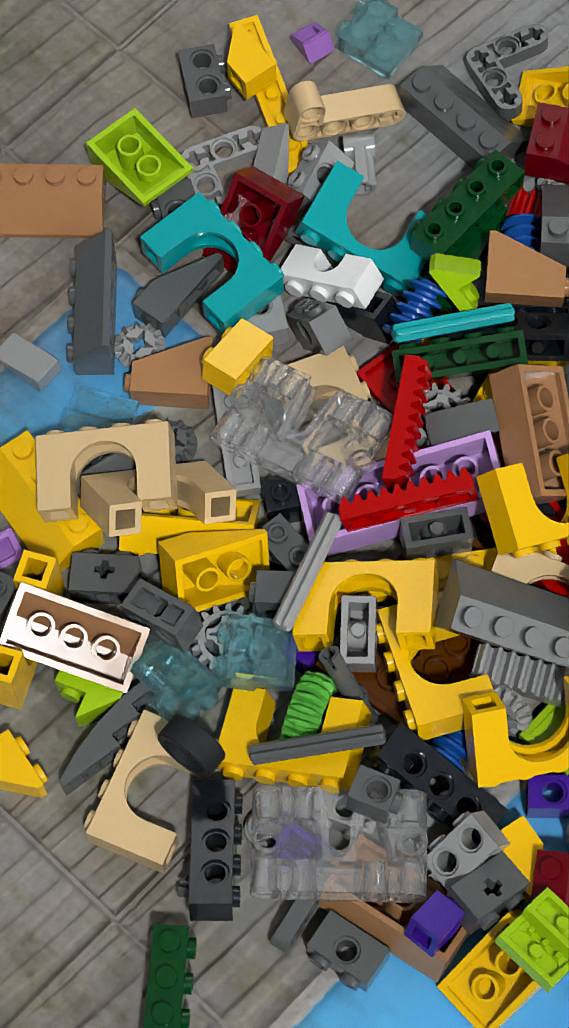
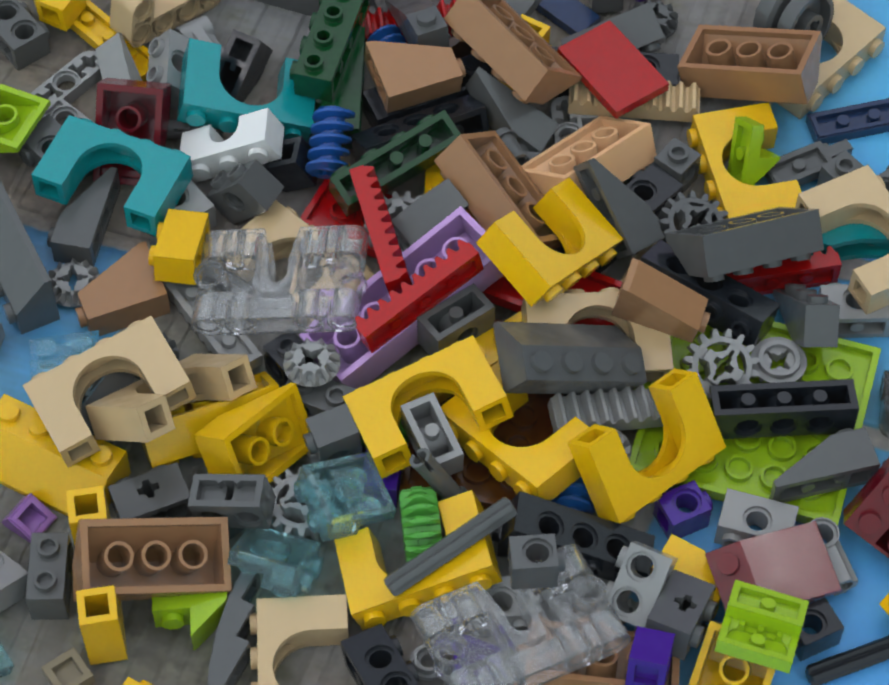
camera: 30 degrees left, 10 degrees down
(191, 746) = (327, 603): black tyre -> none
(282, 528) = (311, 374): none -> light grey gear
(307, 572) = (356, 398): light grey axle -> none
(378, 201) = (242, 64): none -> black slope
(452, 322) = (371, 135): teal axle -> none
(455, 278) = (355, 92): lime slope -> none

